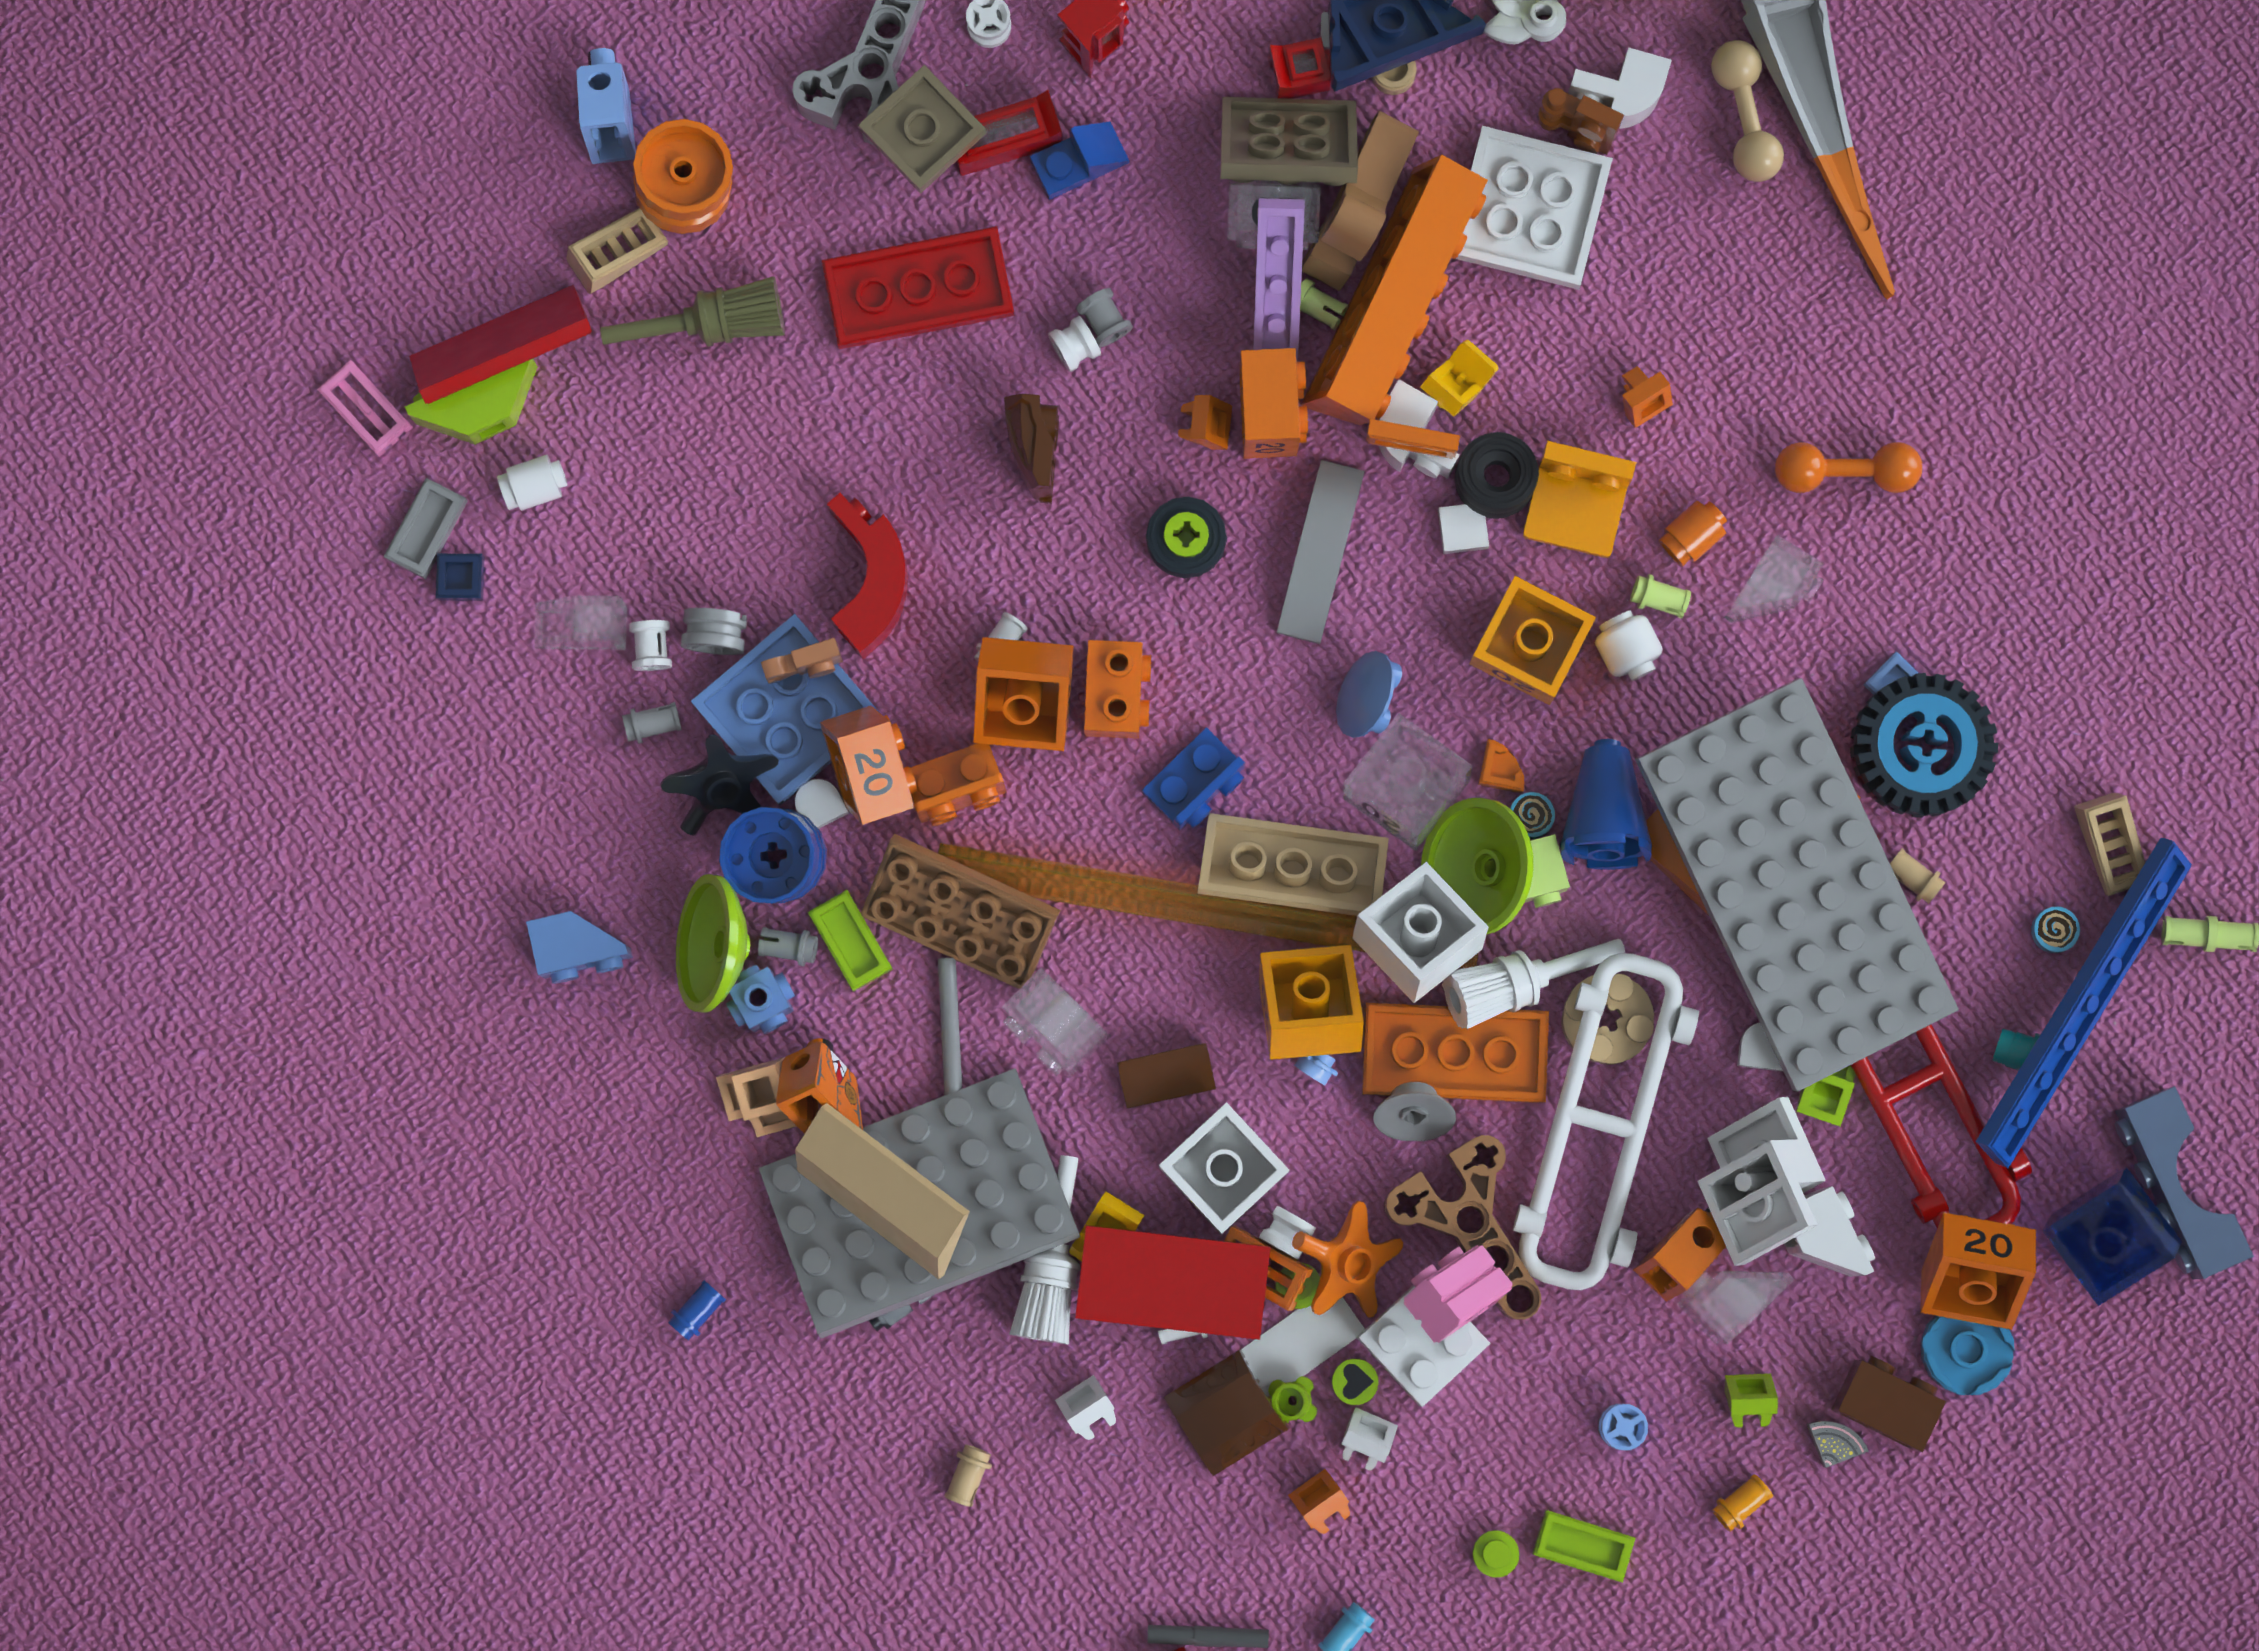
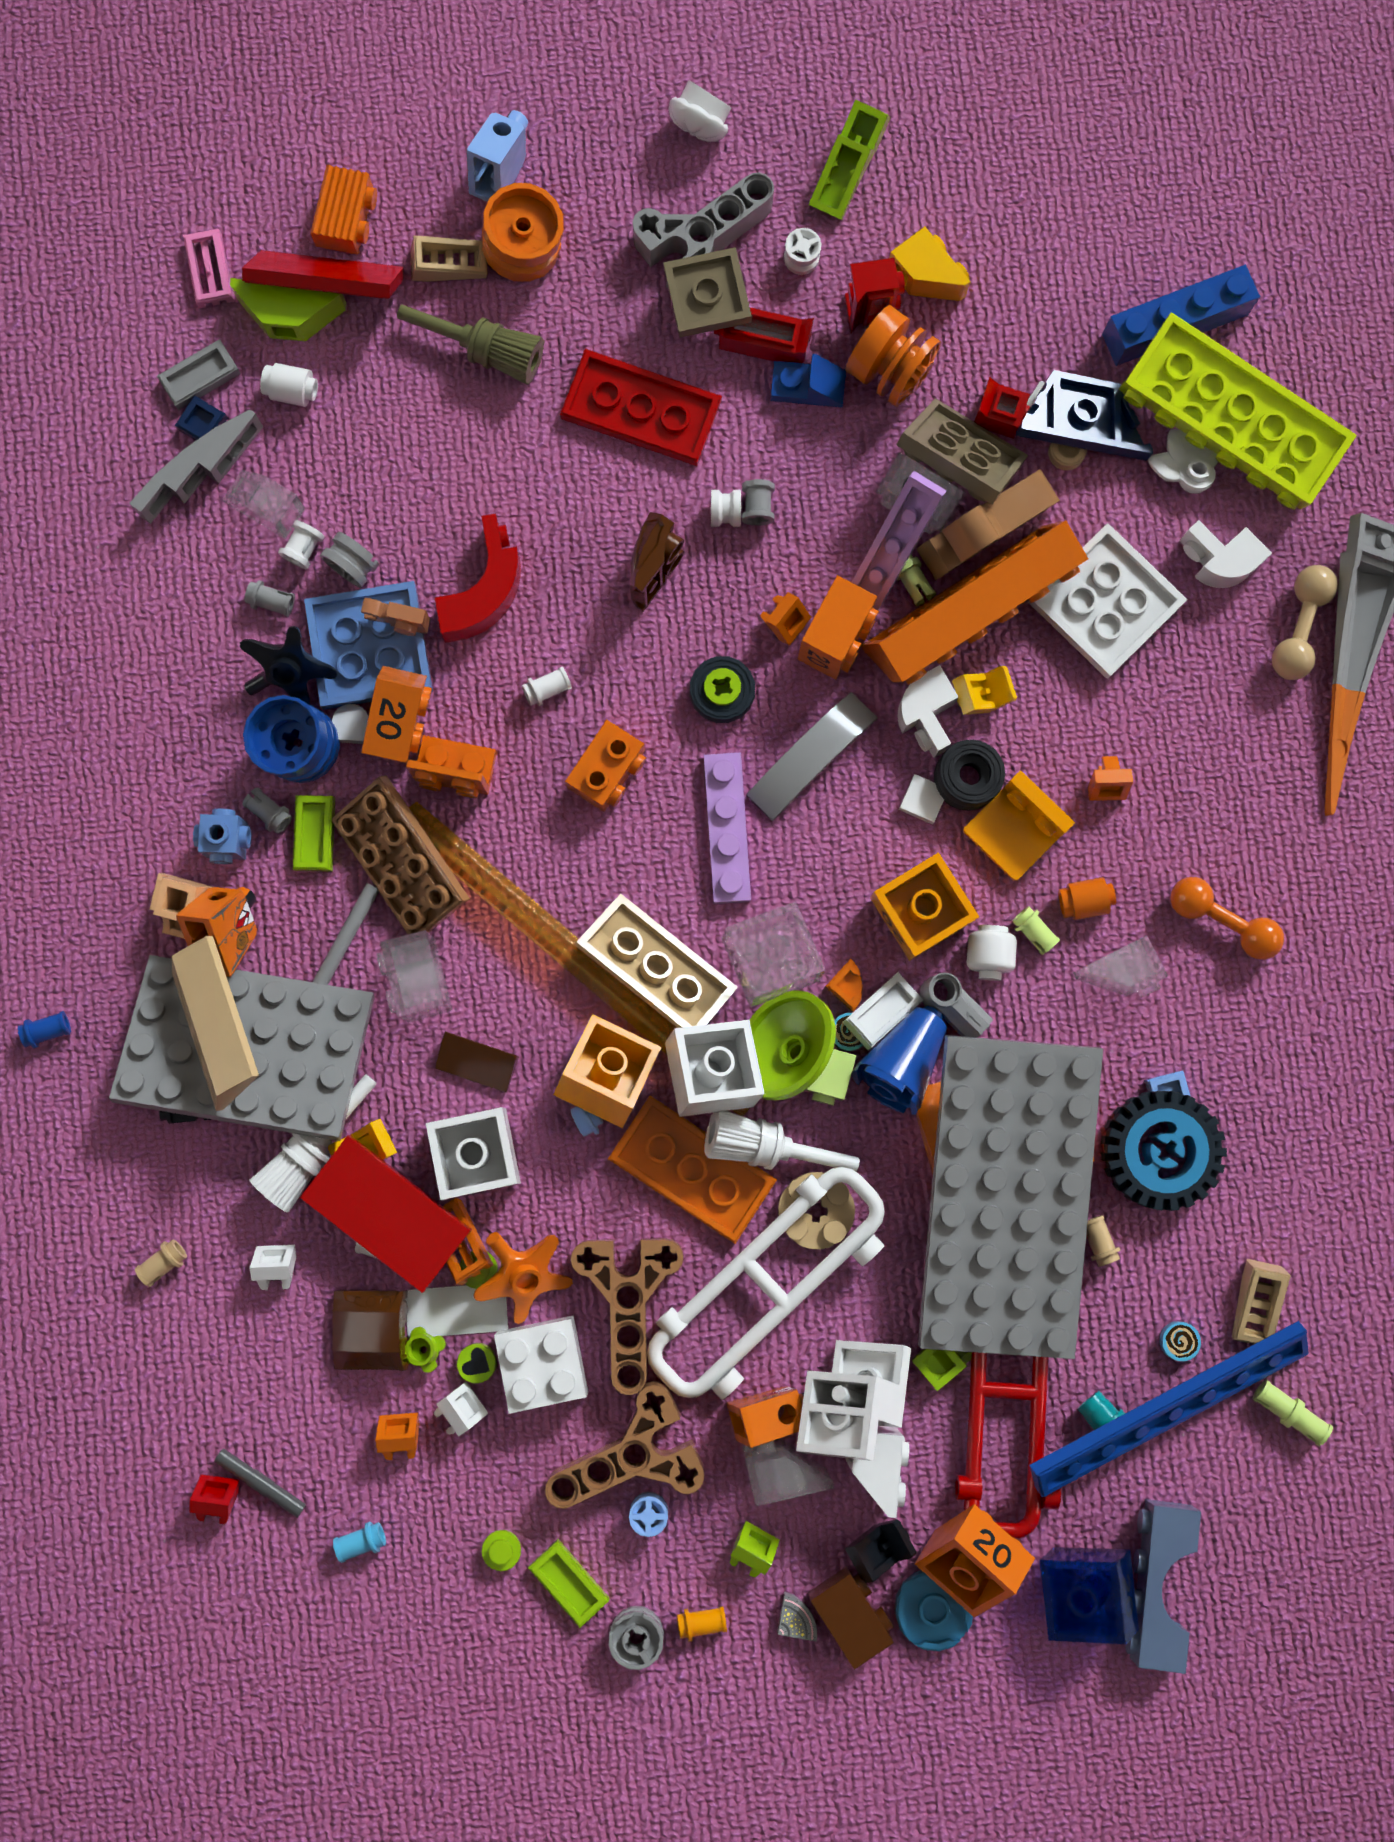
camera: 25 degrees right, 0 degrees up
(473, 262) = (343, 210): none -> orange brick
(493, 612) = (208, 456): none -> light grey slope
(569, 944) = (118, 719): medium blue slope -> none
(710, 943) = (210, 776): lime dish -> none
(1023, 694) = (536, 729): orange brick -> none
(1156, 81) = (896, 358): none -> orange wheel
(1194, 780) = (624, 864): blue bracket -> none
(1278, 679) = (727, 828): none -> lavender plate
(1283, 1230) = (492, 1221): white wheel -> none
(1367, 695) = (782, 875): medium blue dish -> none
(1412, 439) = (923, 711): orange tile -> none
(1414, 1113) = (635, 1195): light grey piece -> none
(1456, 1292) = (583, 1346): bright pink brick -> none
(1553, 773) = (882, 1011): none -> white tile
(1588, 121) = (1186, 560): dark orange plate -> none
(1599, 1371) = (657, 1464): none -> medium nougat beam
(1629, 723) = (958, 1009): none -> light grey piece
(1667, 1564) = (641, 1621): none -> light grey wheel
(1756, 1050) = (909, 1297): white tile -> none
(1878, 1319) = (880, 1549): none -> black bracket

